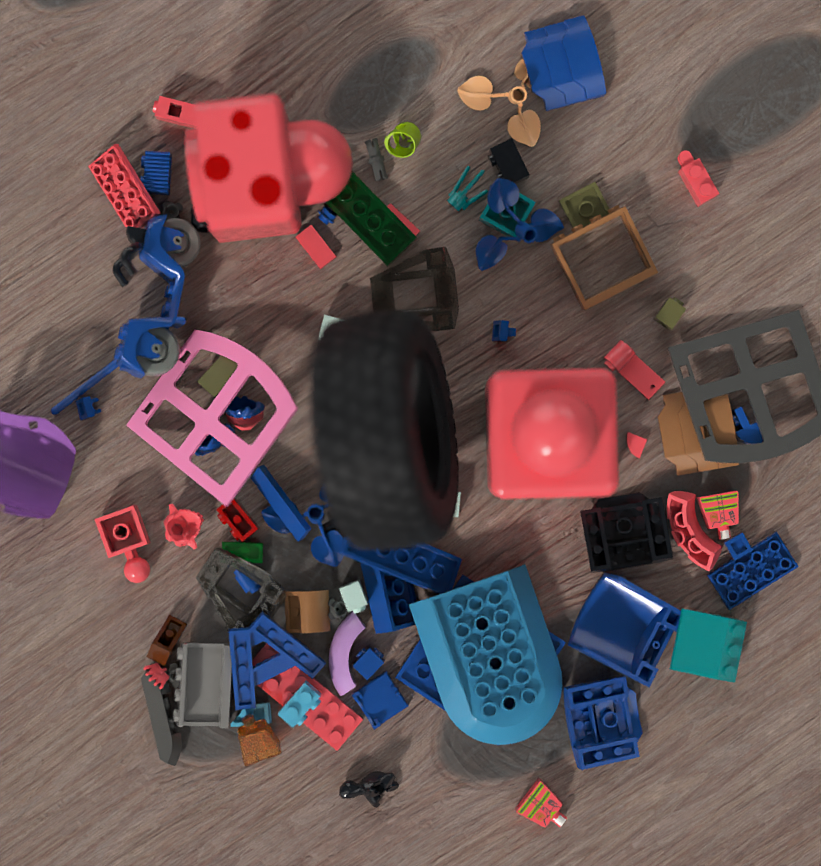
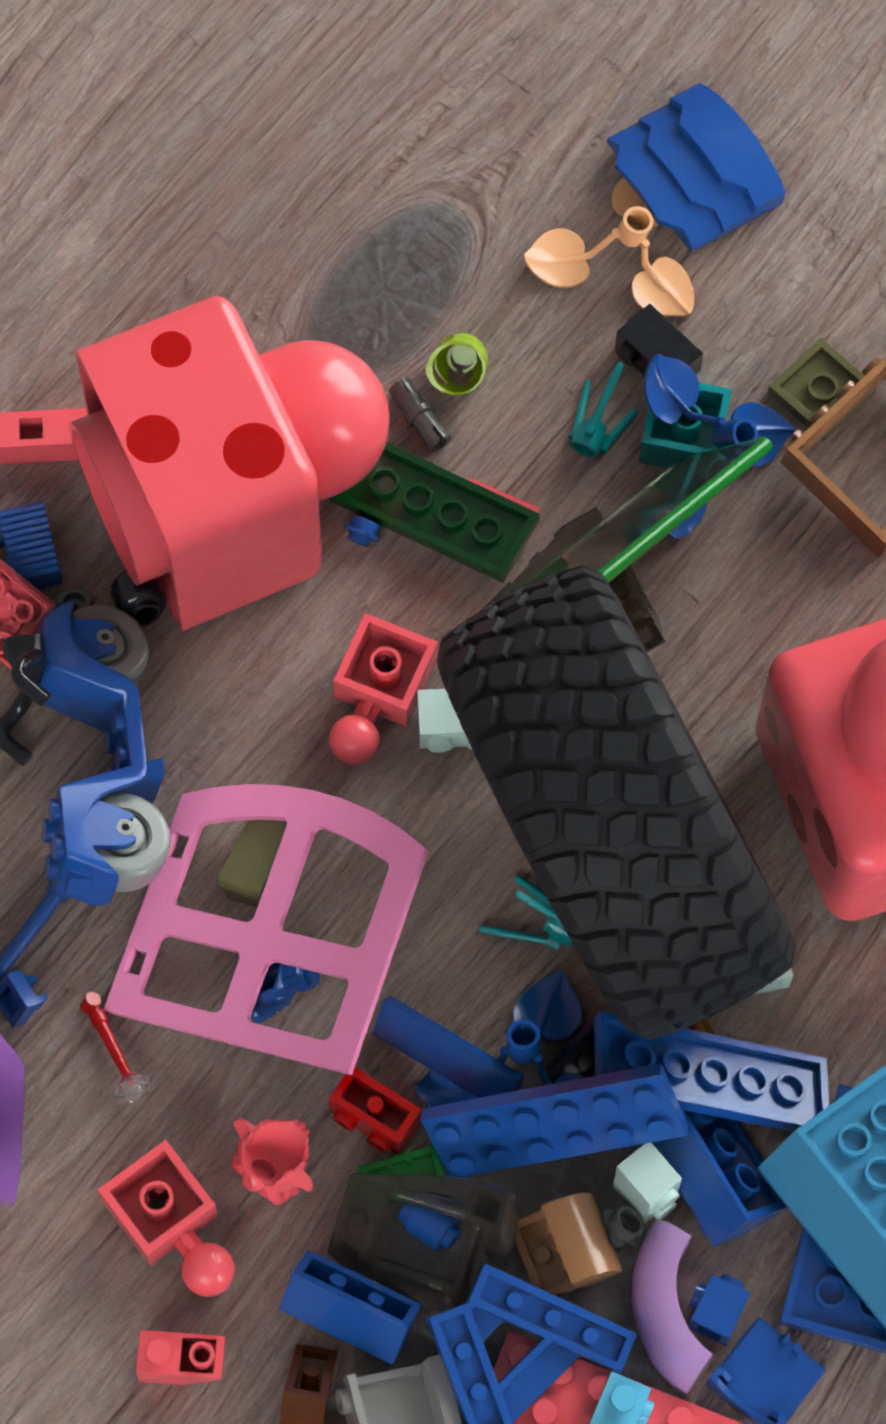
camera: 20 degrees left, 20 degrees down
(111, 607) = (179, 1357): none -> coral slope
(128, 467) = (132, 1084): none -> piece
(197, 608) = (349, 1307): none -> blue brick
(244, 413) = (325, 914): blue hair -> none
(288, 326) = (373, 691): none -> coral brick
(315, 247) = (359, 589): coral tile -> none
(317, 558) = (555, 1121): none -> blue plate
(458, 272) = (657, 509): none -> clear smoke door
(502, 331) = (750, 631): blue tile -> none

